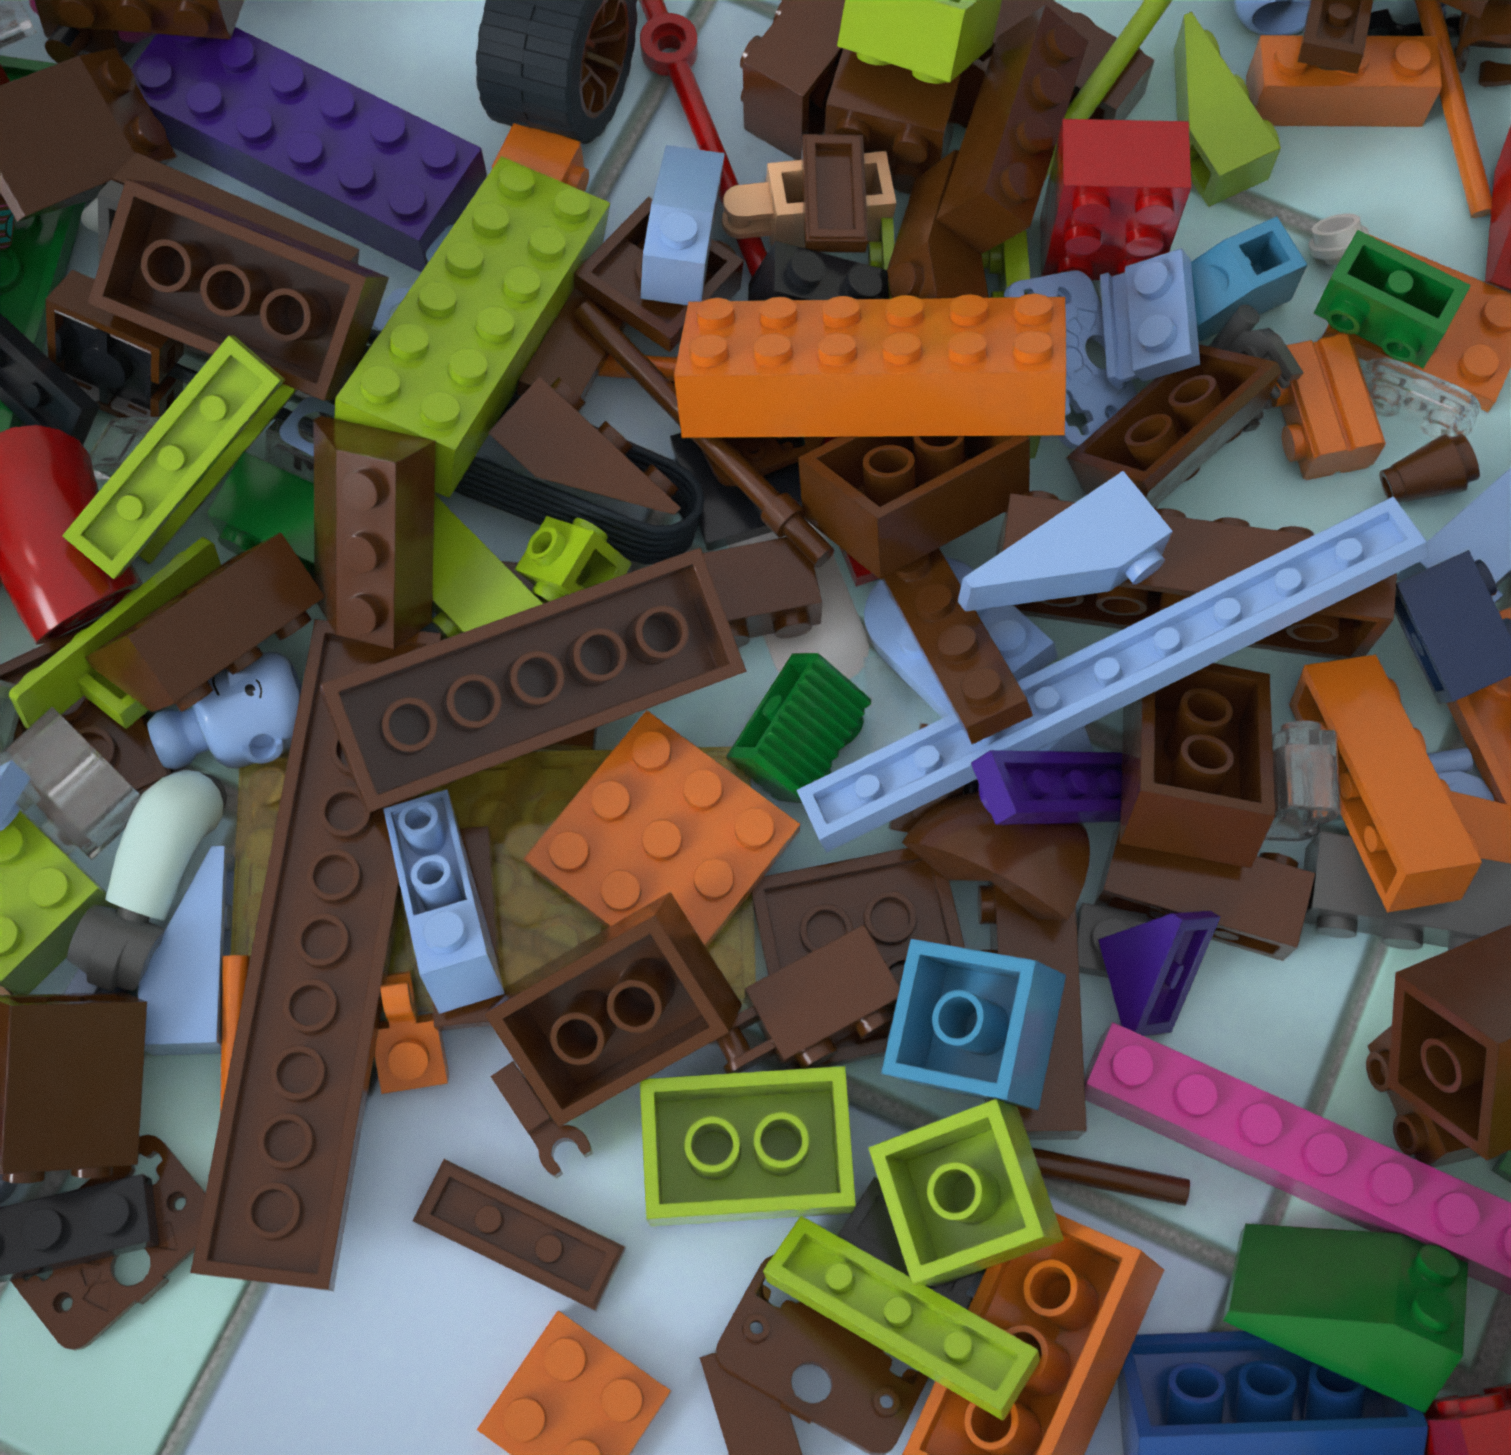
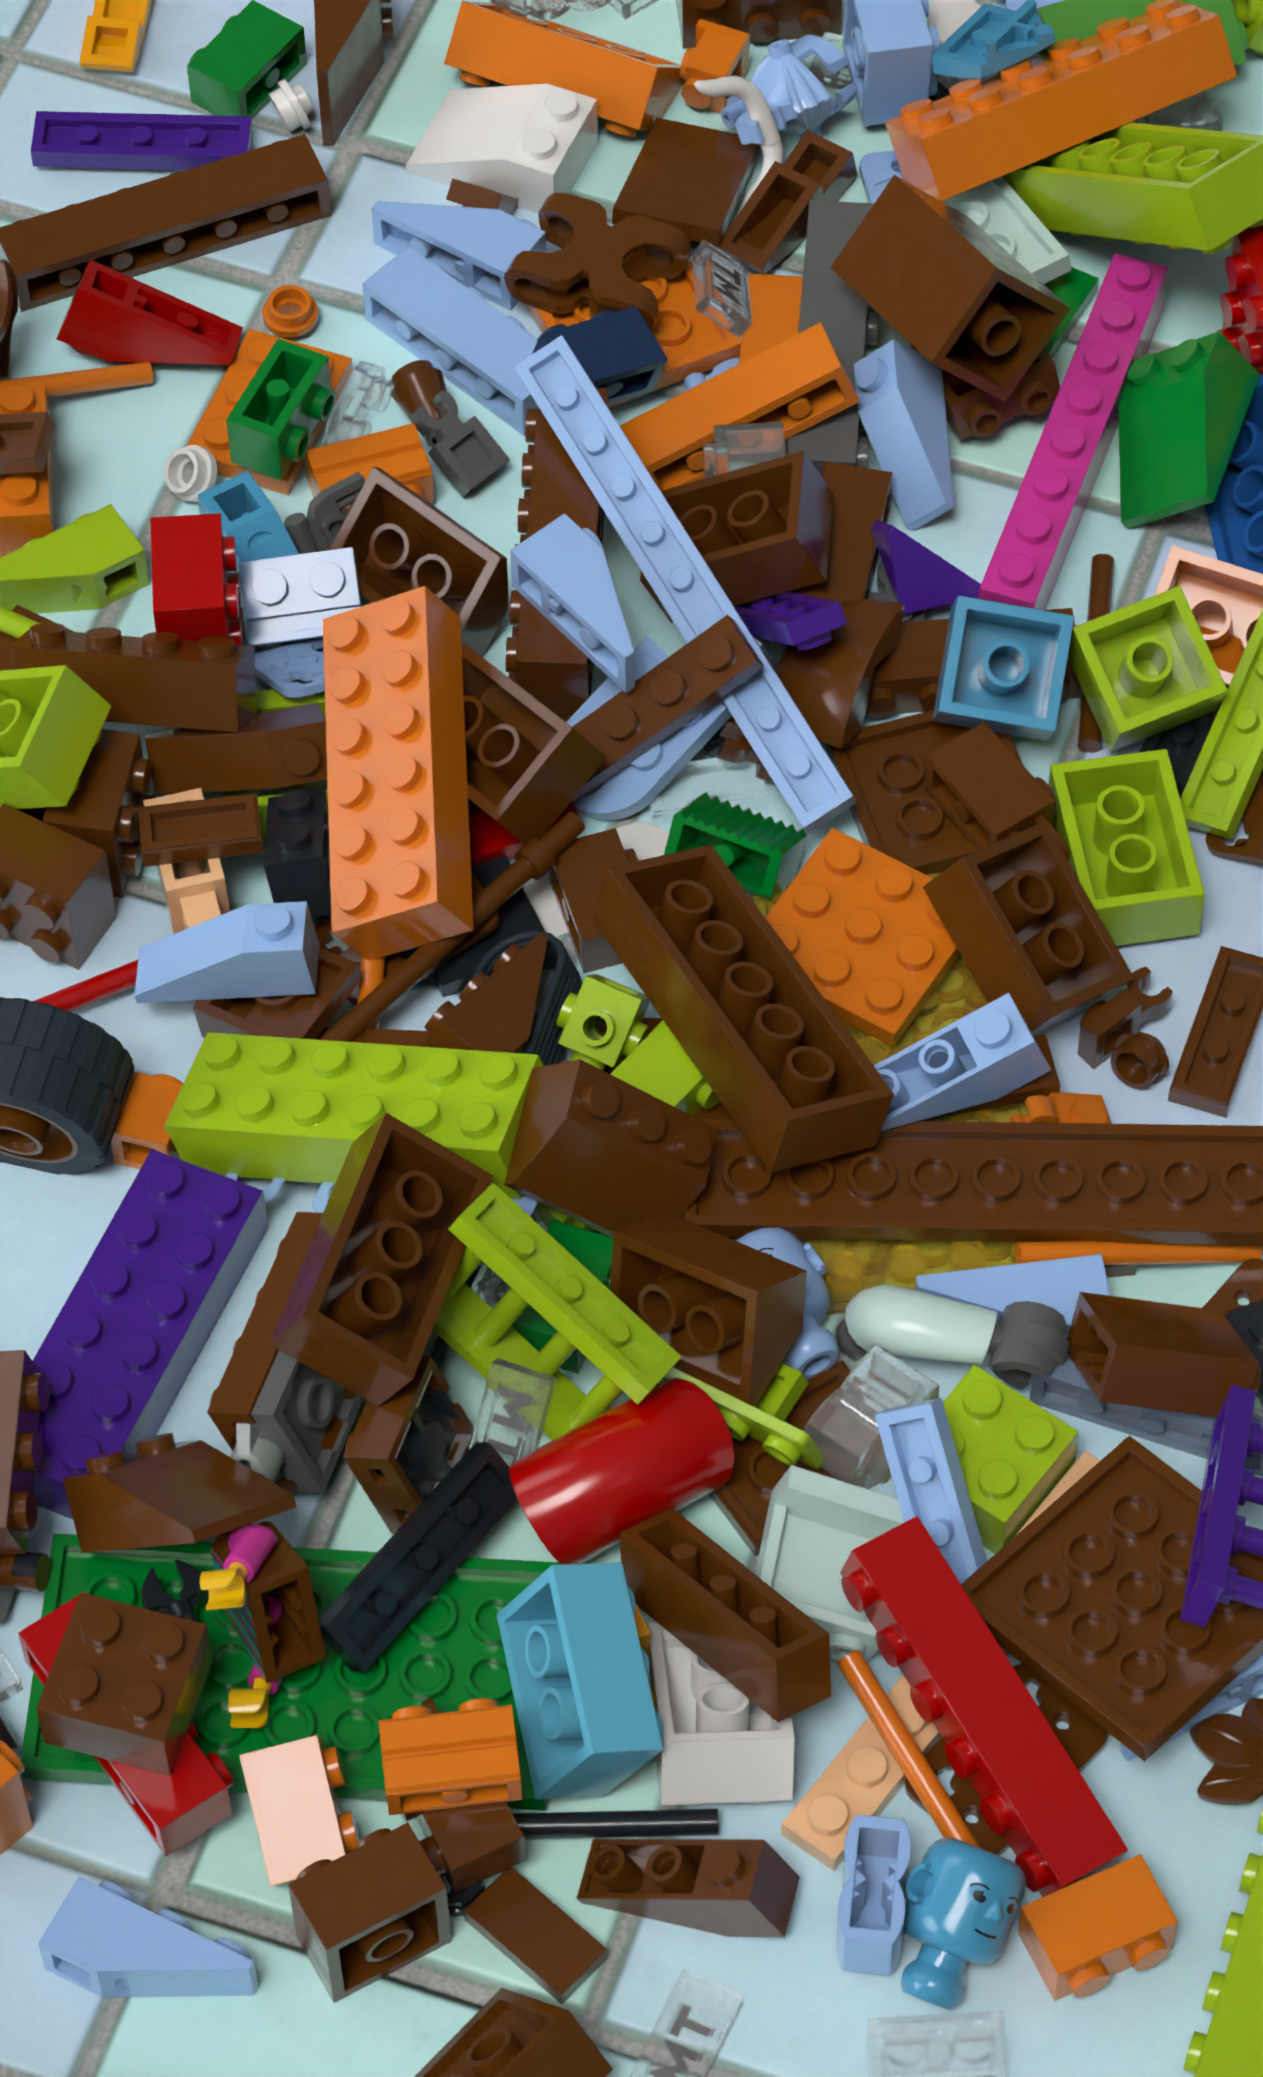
camera: 95 degrees left, 15 degrees down
(486, 1132) = (1139, 1059): none -> reddish brown plate
(1350, 973) = (907, 428): none -> light blue slope
(1356, 492) = (463, 451): none -> dark grey plate

